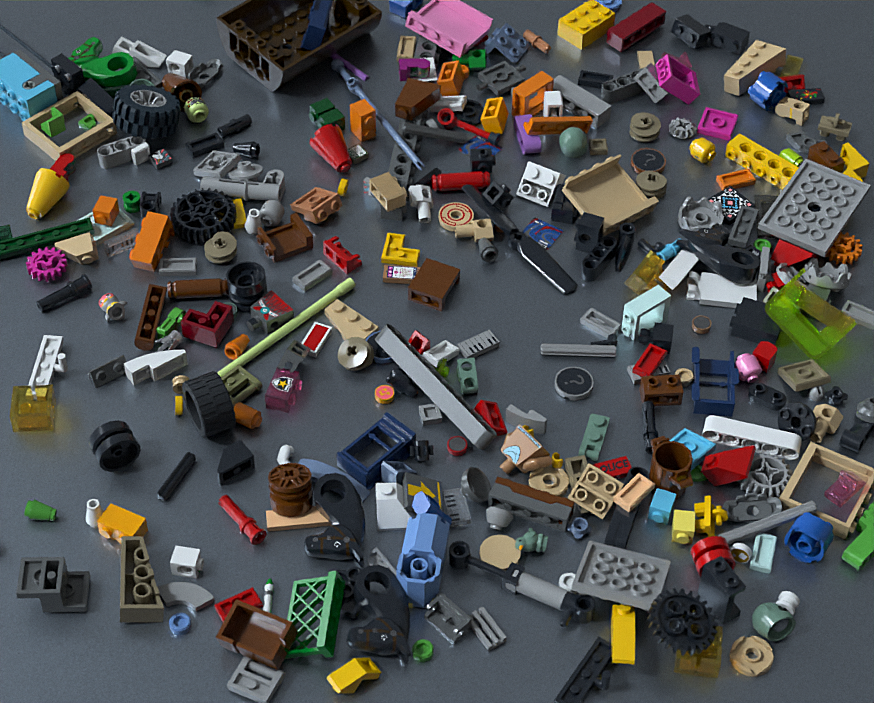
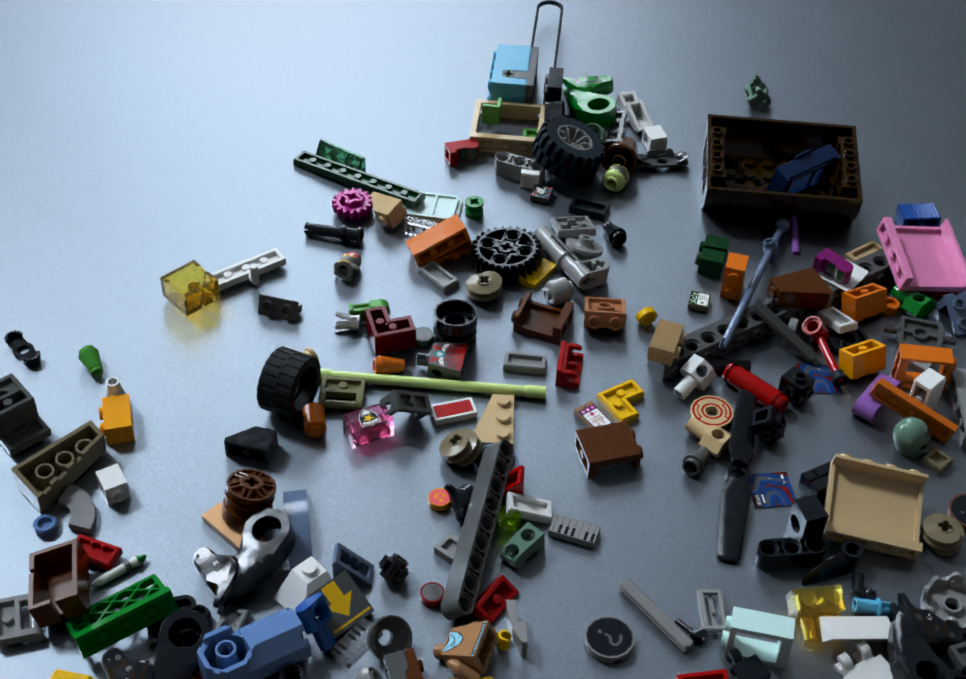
camera: 50 degrees right, 5 degrees down
(45, 192) = (420, 156): yellow cone -> none
(106, 210) = (441, 197): orange brick -> none
(114, 446) = (191, 357): black wheel -> none
(150, 202) = (481, 219): black piece -> none
(150, 317) = (362, 292): reddish brown brick -> none
(155, 365) = (311, 329): white slope -> none
(176, 476) = (206, 419): black axle -> none
(197, 288) = (417, 297): reddish brown axle -> none
(234, 125) = (631, 210): black pin -> none
(246, 524) = (204, 473): red pin -> none
(253, 222) = (535, 286): white cone -> none
(284, 454) = (292, 476): white arm -> none
(332, 147) = (679, 278): red cone -> none
(370, 476) = (392, 535): dark blue piece -> none
(539, 184) = (824, 441): white slope -> none

